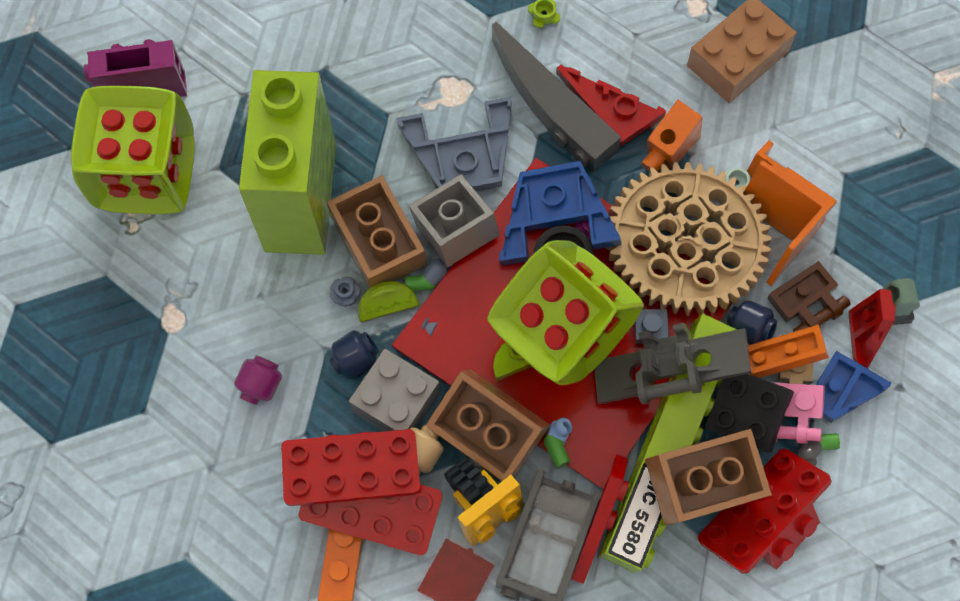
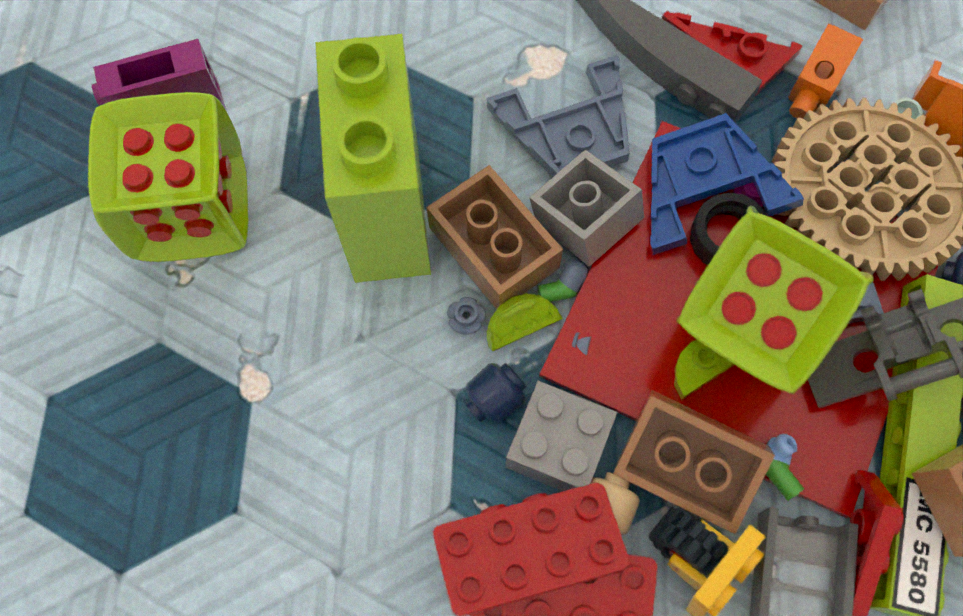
camera: 10 degrees left, 0 degrees up
(258, 380) = (379, 446): magenta head -> none

